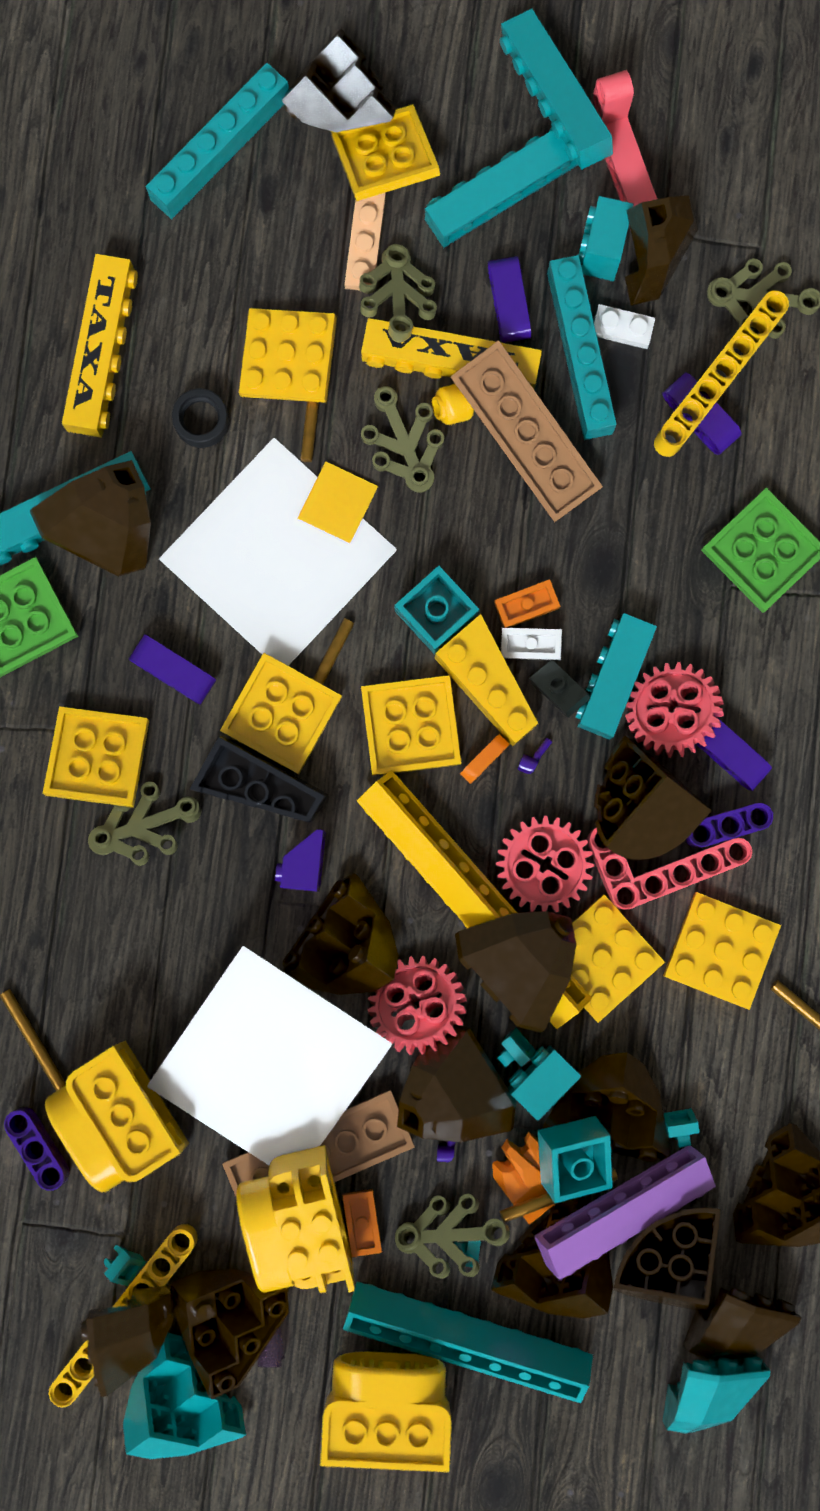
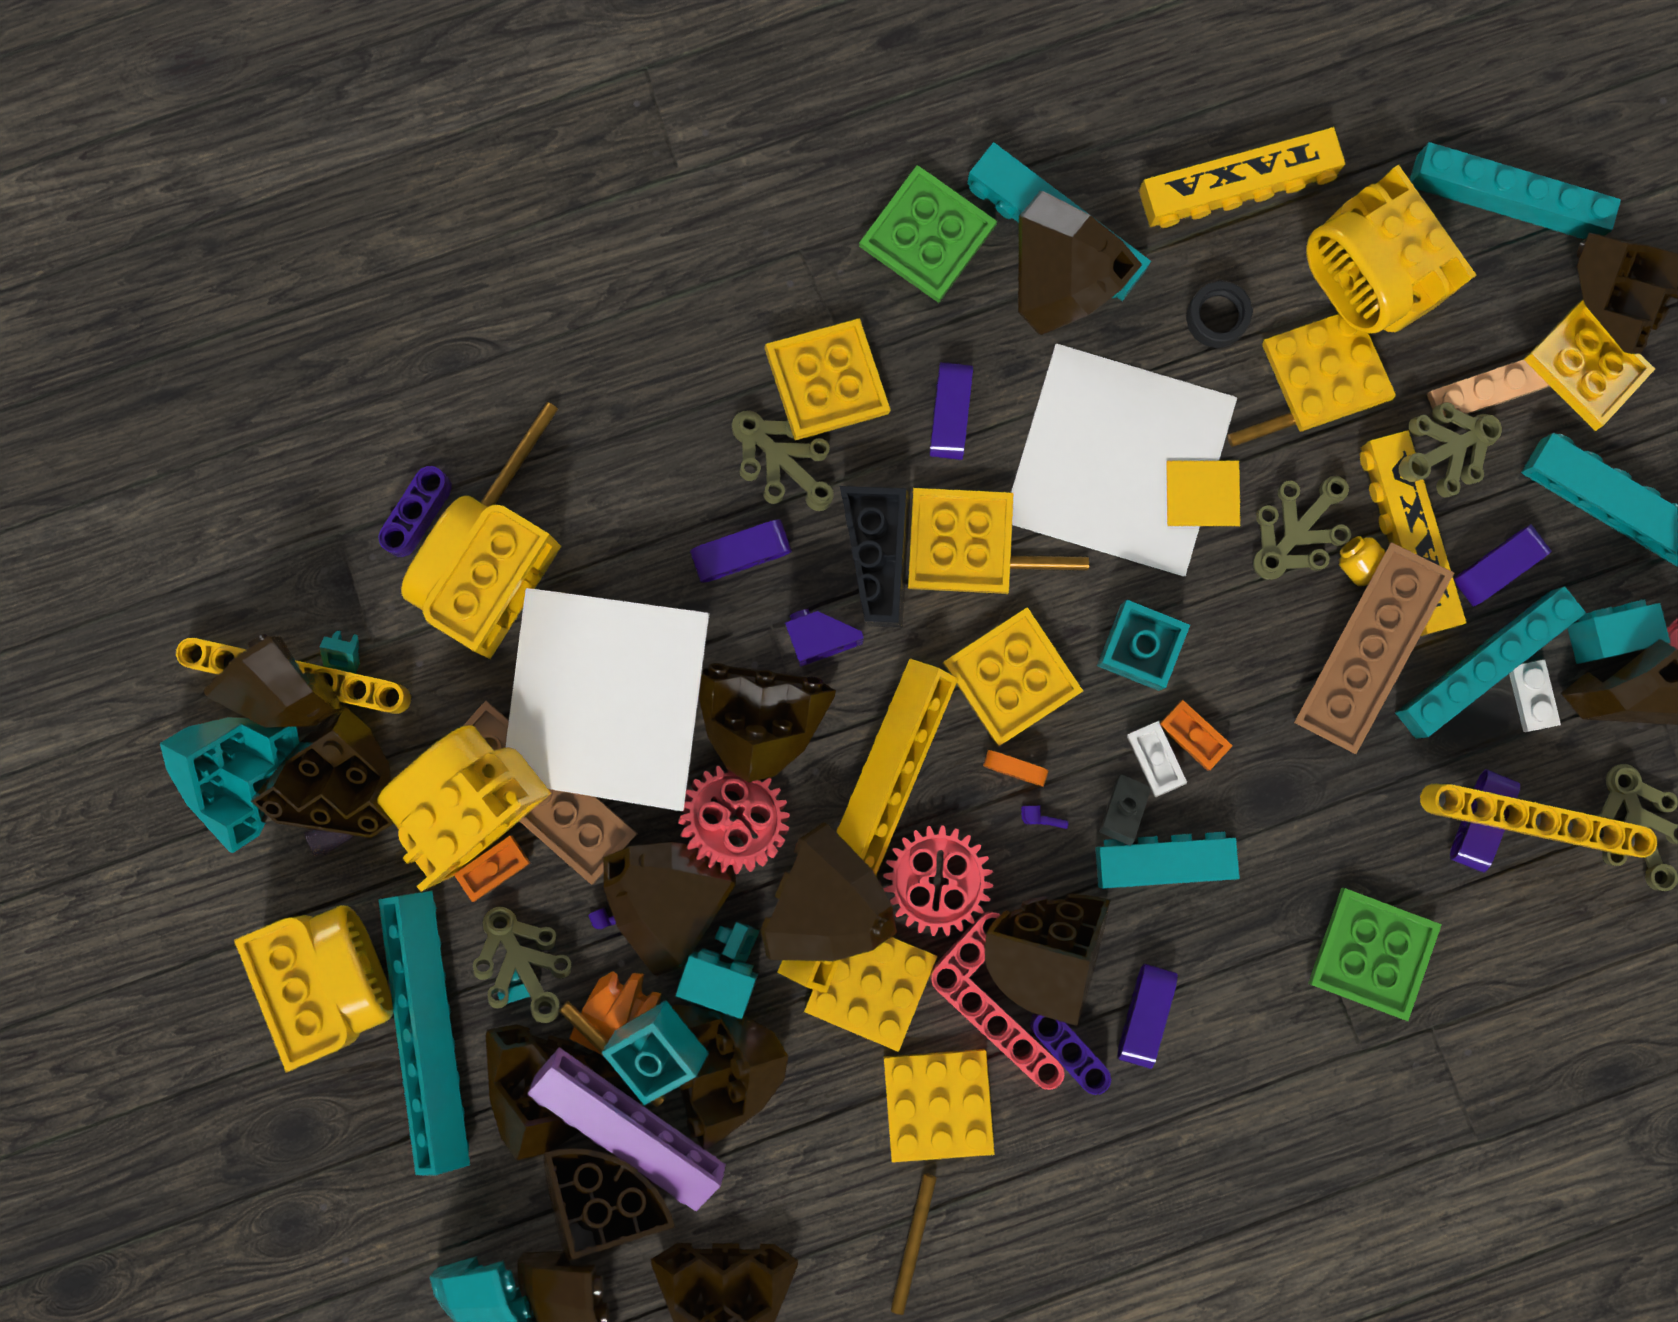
camera: 65 degrees right, 0 degrees up
(202, 895) = (740, 551): none -> dark purple beam
(221, 266) = (1386, 257): none -> yellow brick
(484, 676) = (1100, 726): yellow wedge -> none
(670, 734) = (1189, 930): coral gear -> none
(681, 1125) = (740, 1146): teal tile -> none

